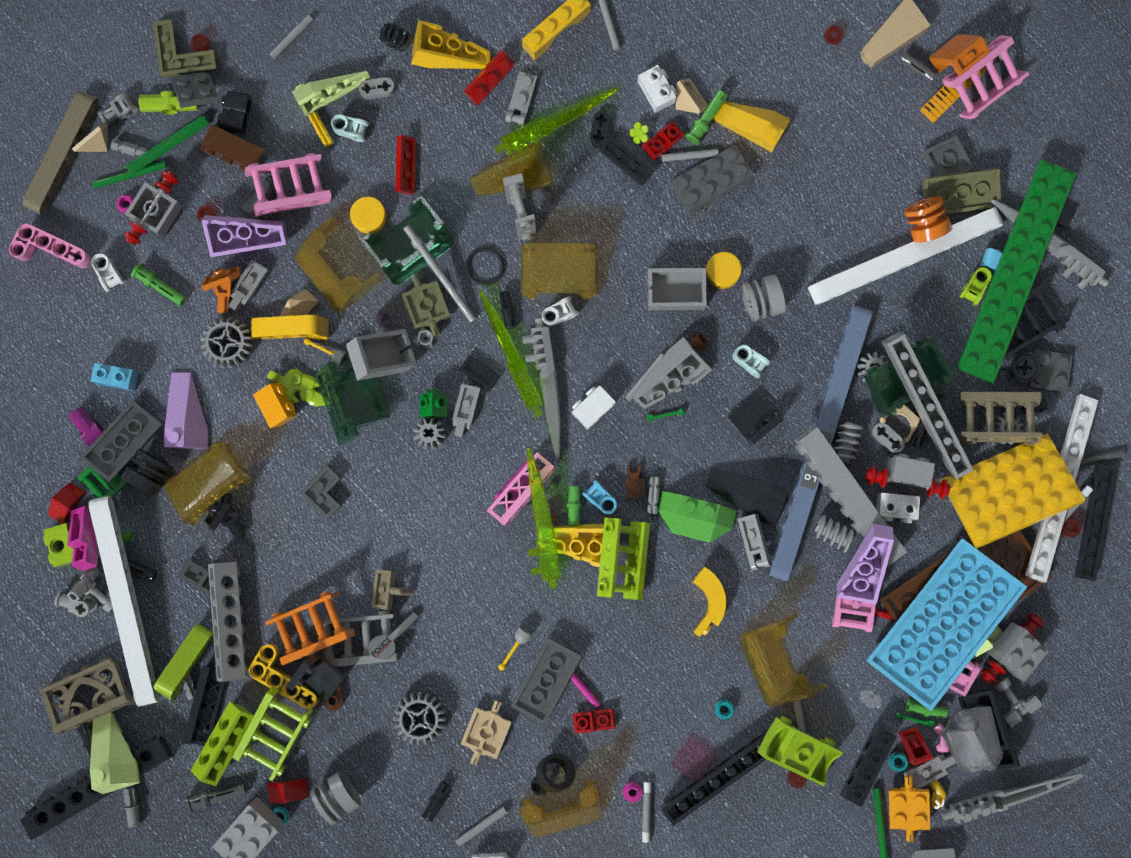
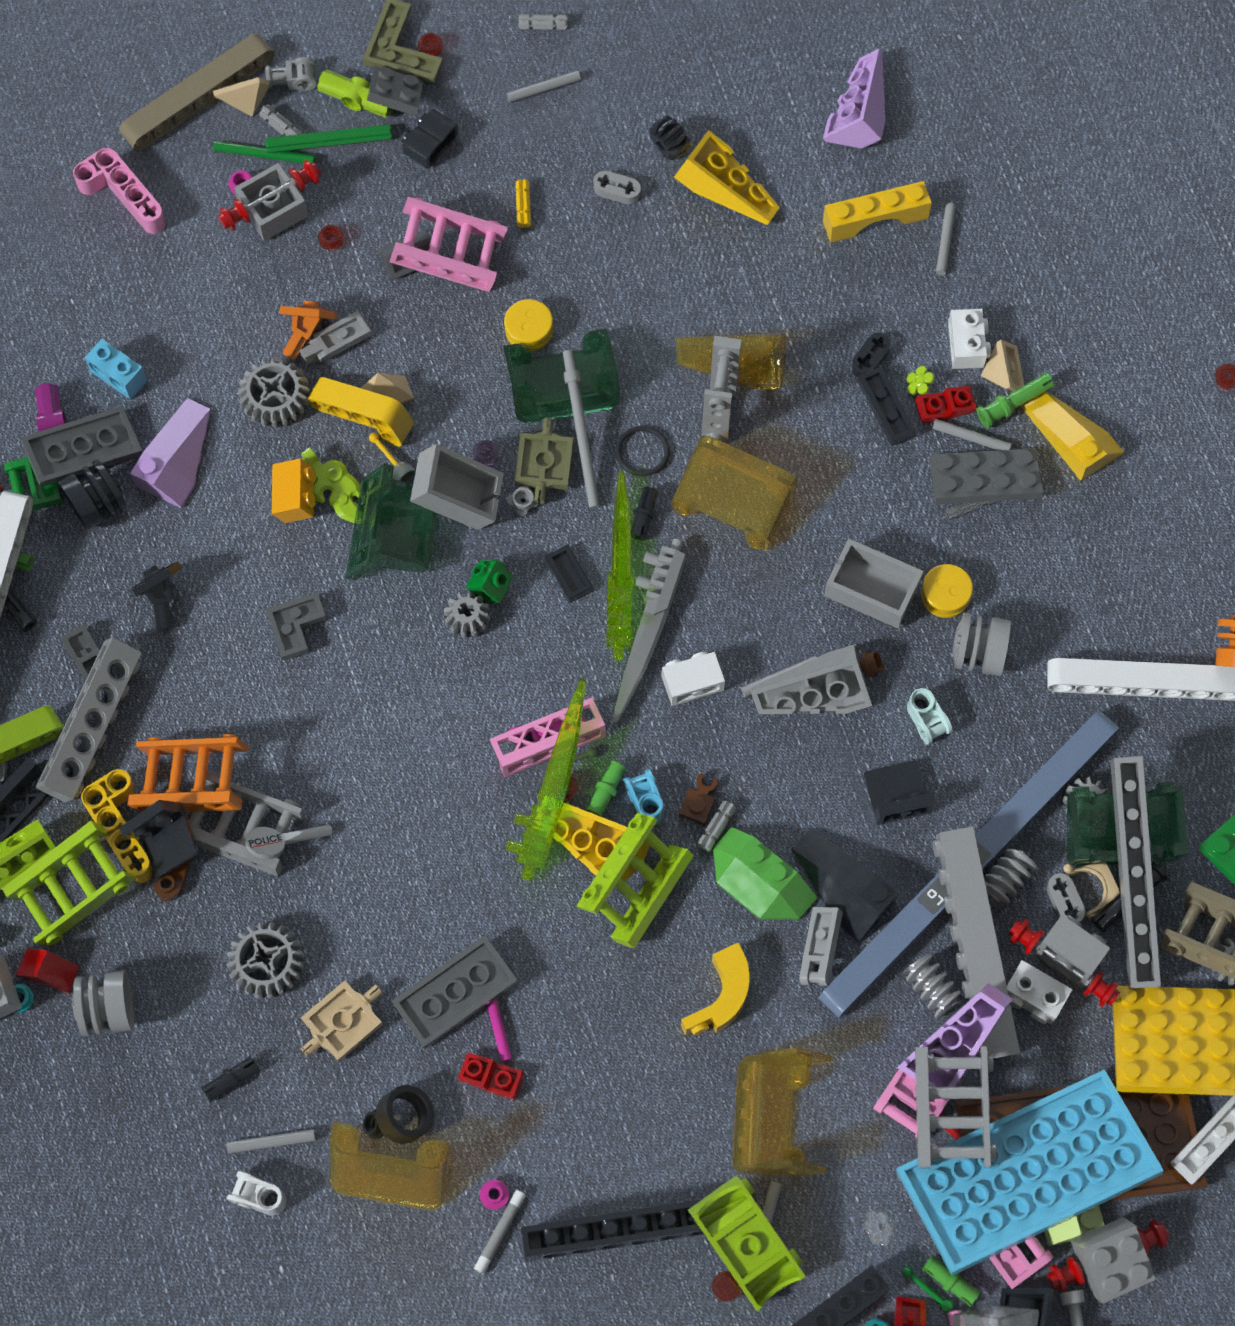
camera: 25 degrees right, 15 degrees down
(108, 275) = (175, 250): white piece -> none
(151, 279) = (223, 281): bright green pin -> none
(206, 482) = (157, 539): clear yellow windscreen -> none
(230, 148) = (400, 171): reddish brown wedge -> none
(238, 235) = (353, 272): lavender wedge -> none
(322, 92) = (549, 162): yellowish green wedge -> none
(336, 292) = (447, 397): clear yellow windscreen -> none
(353, 128) = (563, 218): light aqua piece -> none
(384, 589) = (308, 776): dark tan plate -> none
(405, 165) = (605, 287): red plate -> none
(465, 408) = (528, 606): light grey hinge -> none
(489, 77) = (762, 234): red plate -> none
(521, 98) = (790, 277): light grey plate -> none
(521, 636) = (452, 921): hinge -> none
(545, 125) = (805, 319): clear neon green piece -> none
(560, 312) = (709, 545): white piece -> none
(681, 411) = (761, 729): green hinge -> none
(693, 759) = (598, 1192): clear pink piece -> none
(729, 713) = (676, 1138): teal plate -> none
(866, 609) = (929, 1123): none -> light grey fence

